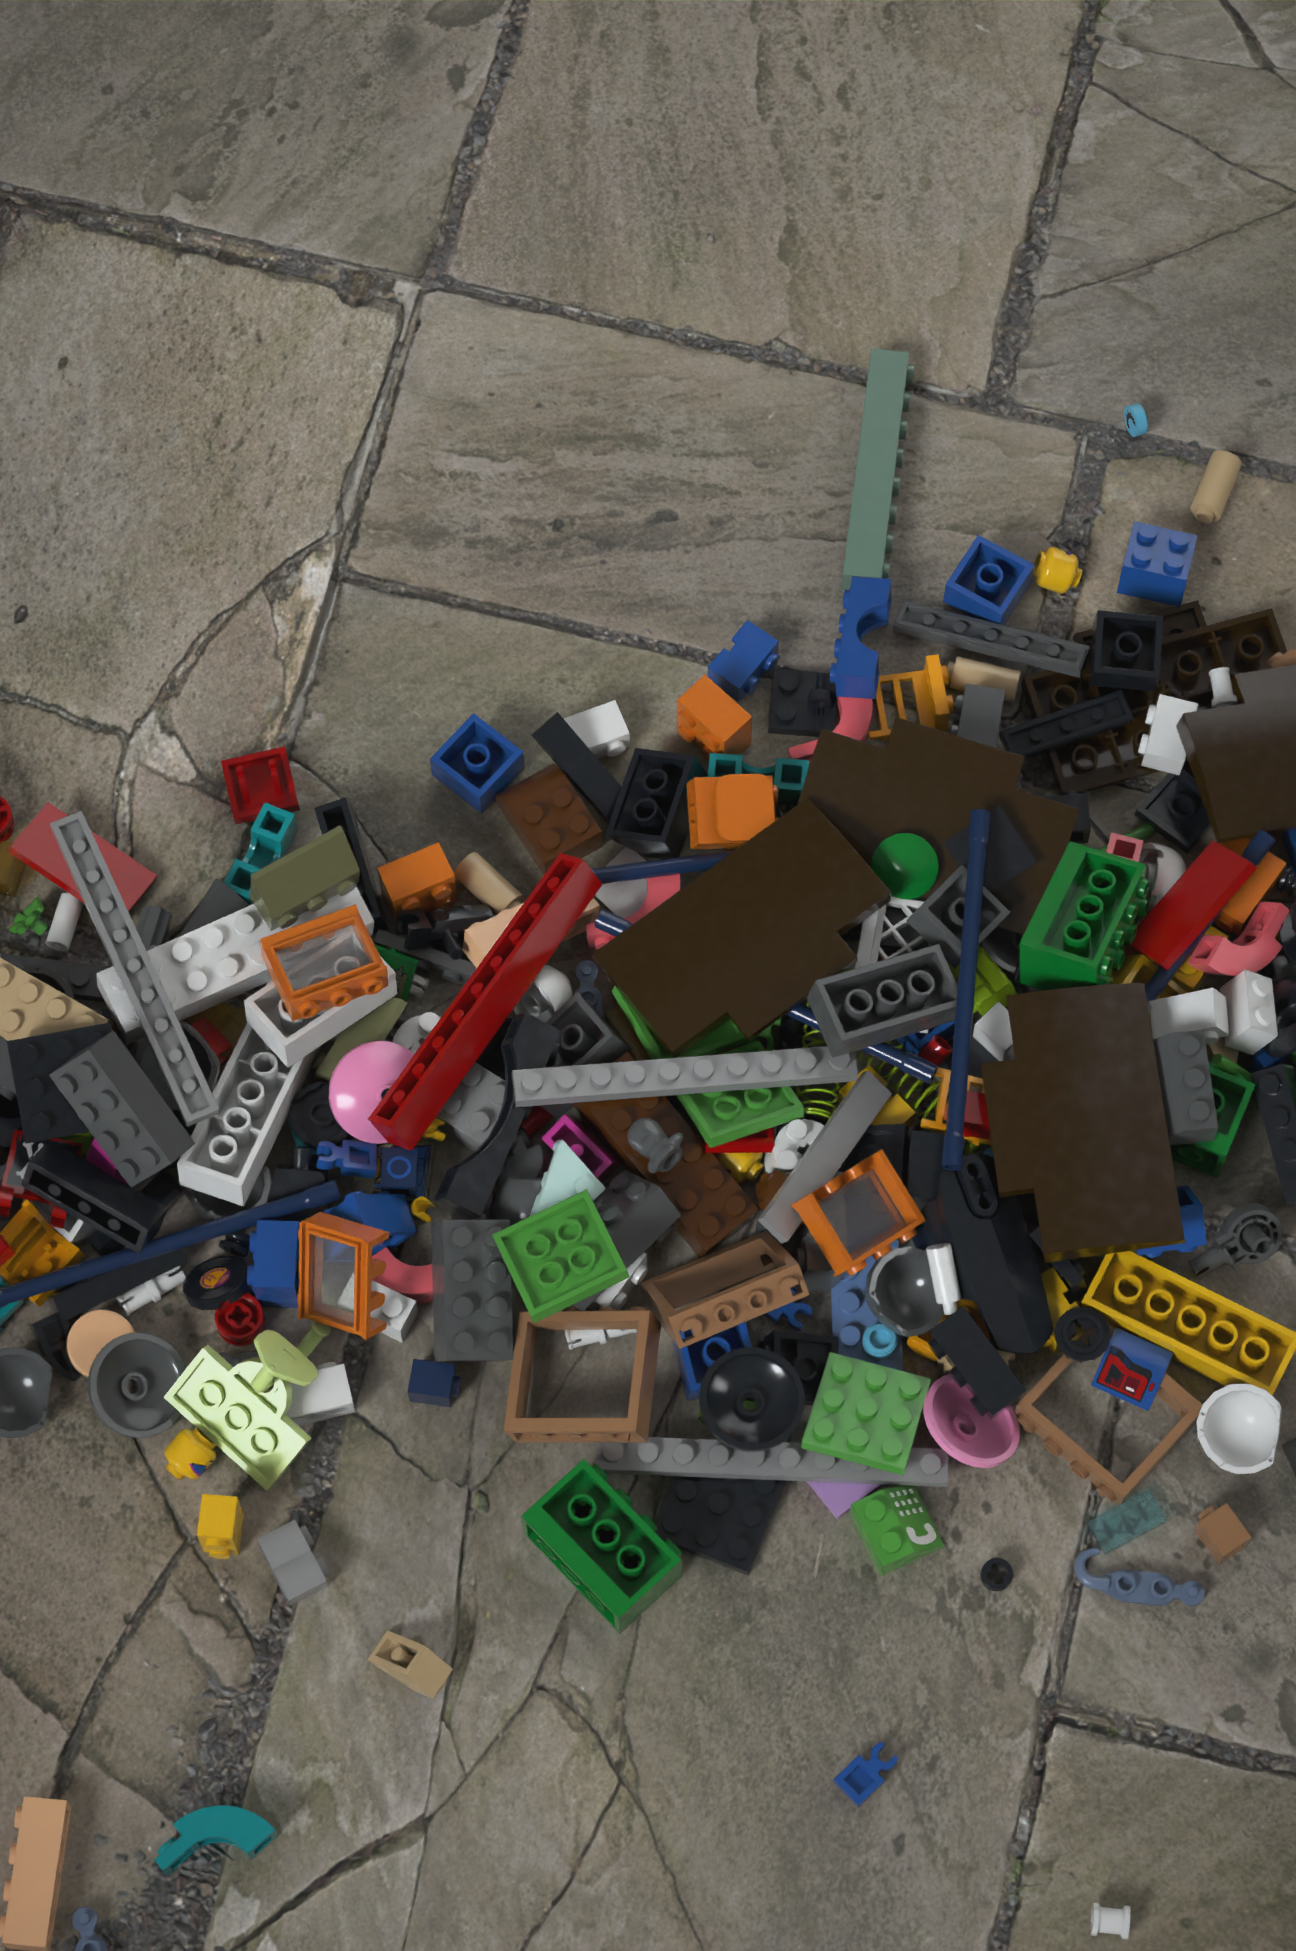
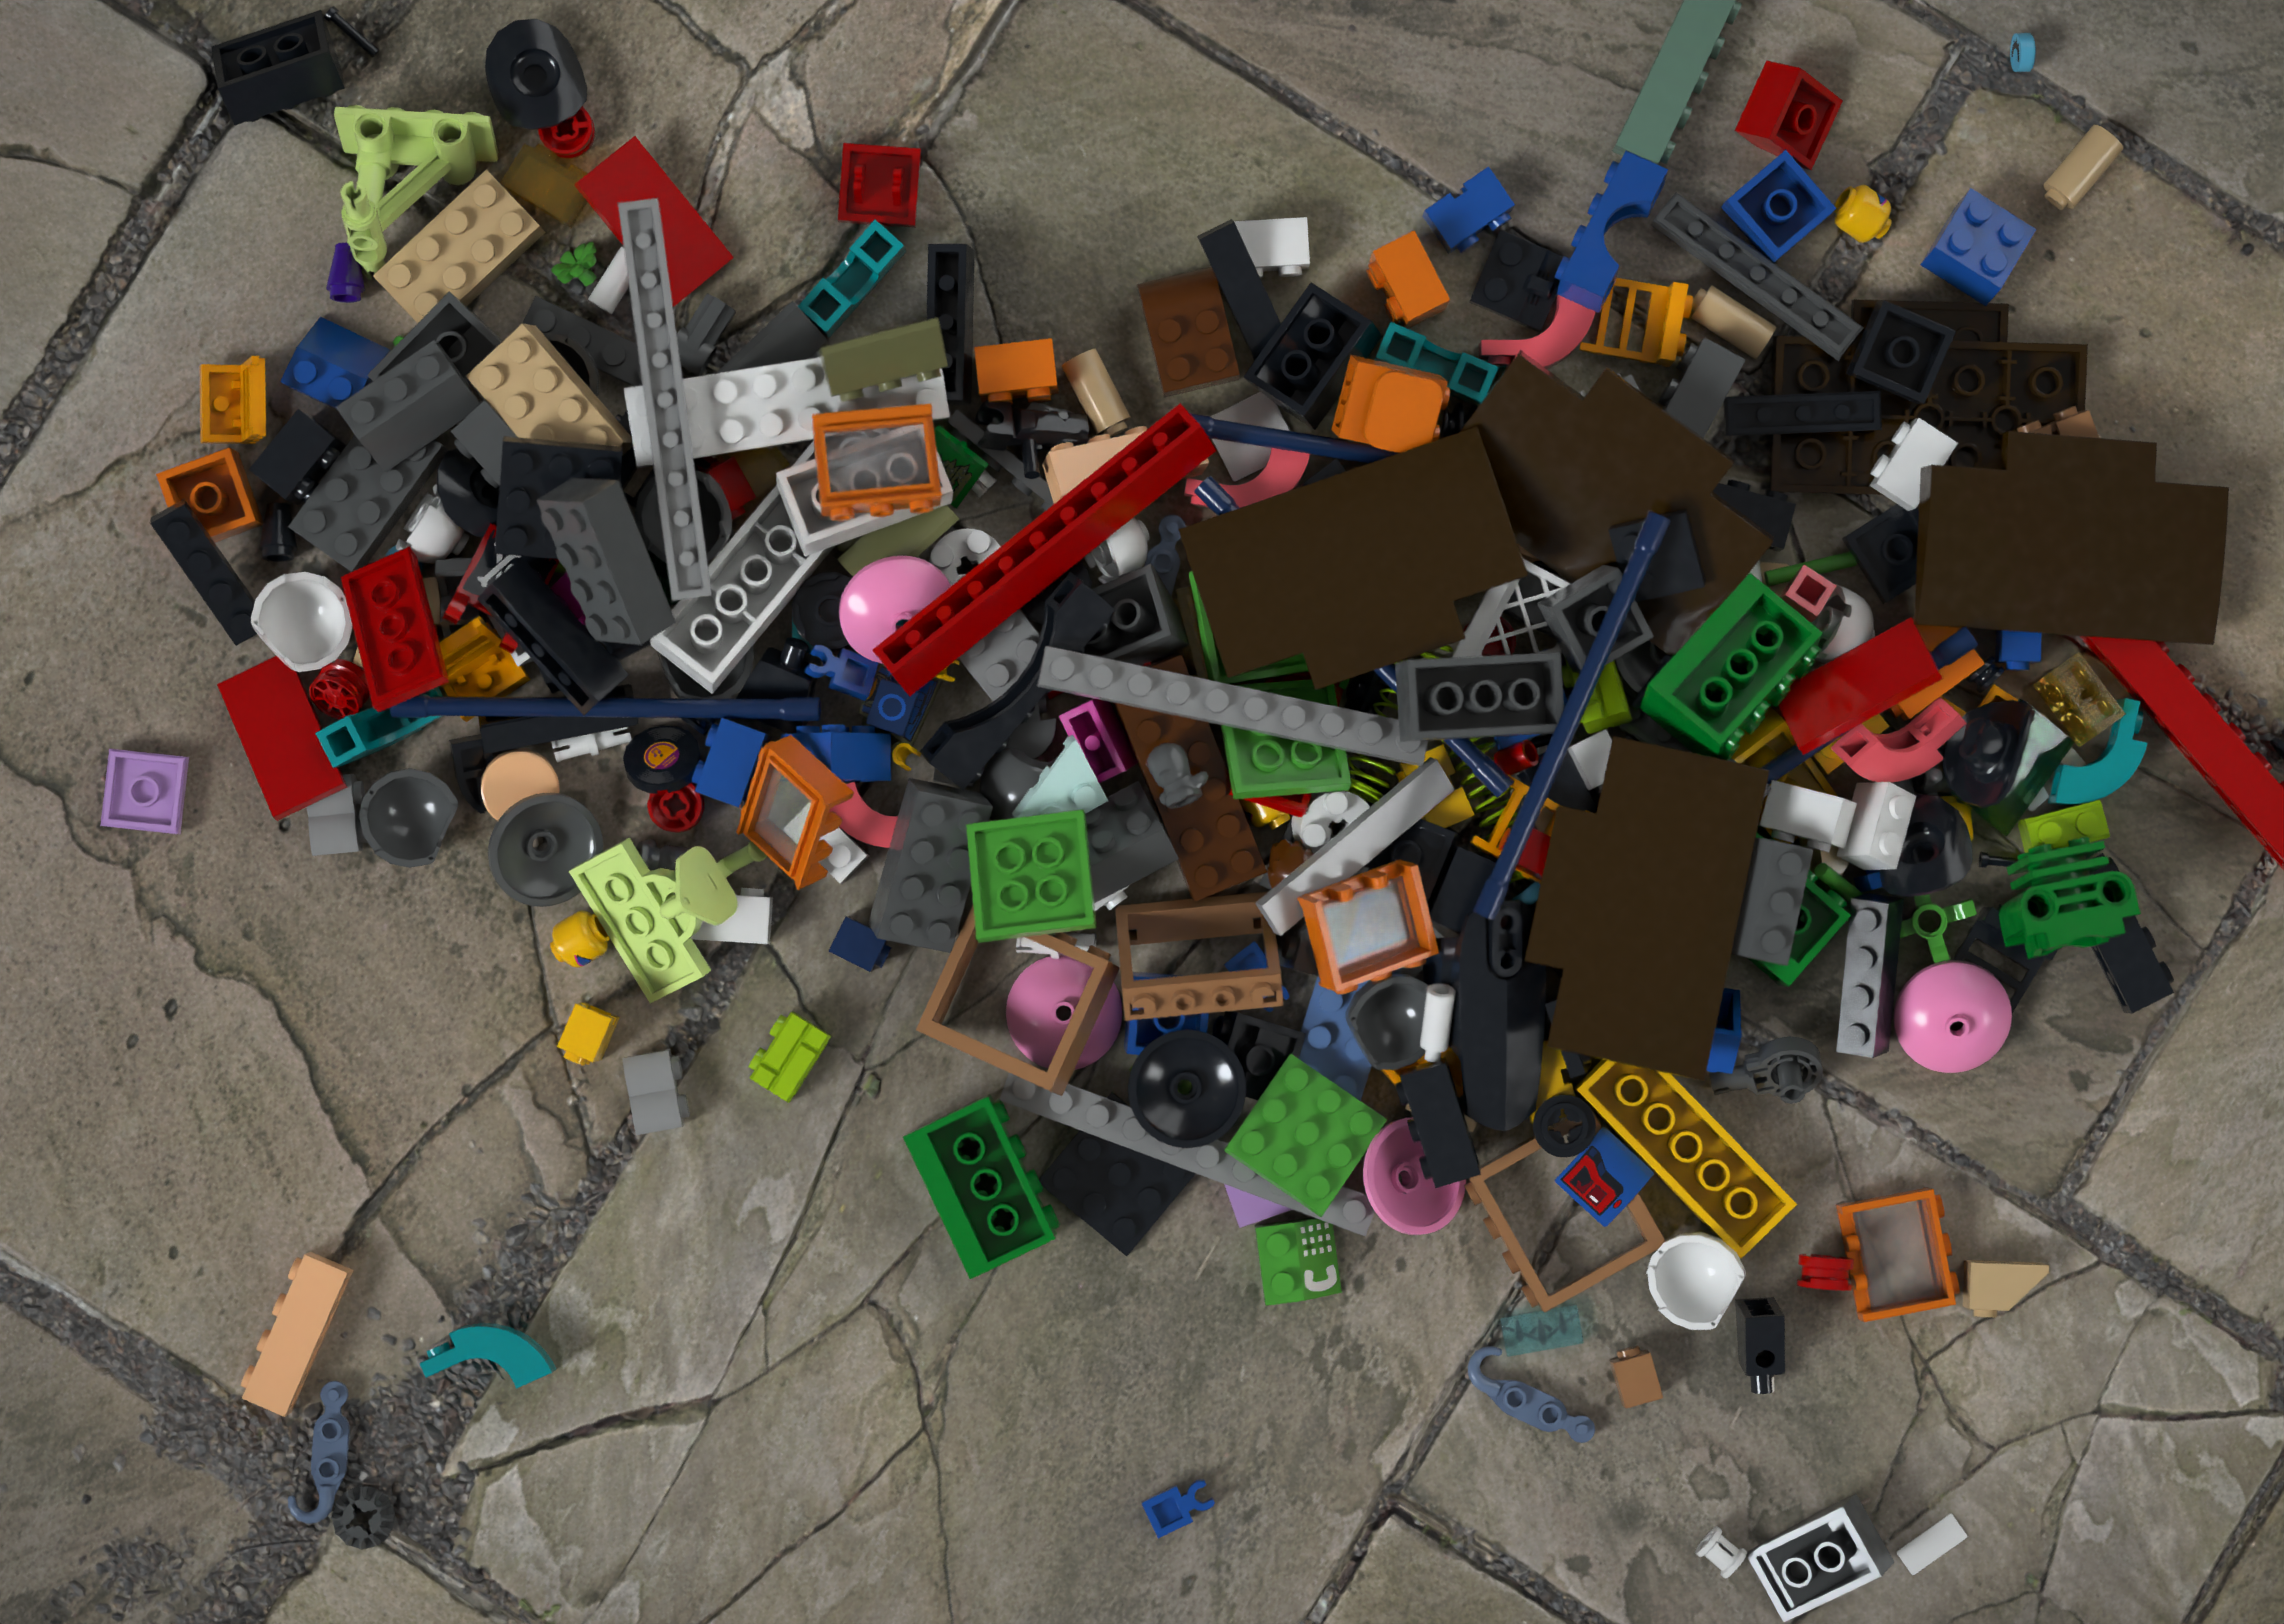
camera: 15 degrees right, 20 degrees up
(401, 1494) = (789, 1056): none -> lime brick
(411, 1664) = (743, 1240): tan slope -> none
(477, 763) = (1128, 242): blue brick -> none
(601, 1394) = (1034, 1005): none -> bright pink dish
(879, 1341) = (1347, 1057): medium azure tile -> none
(906, 865) = (1558, 537): green dish -> none
(969, 509) = (1789, 113): none -> red slope
(1006, 1579) = (1394, 1349): black bush -> none
(1222, 688) = (1991, 436): white pin -> none

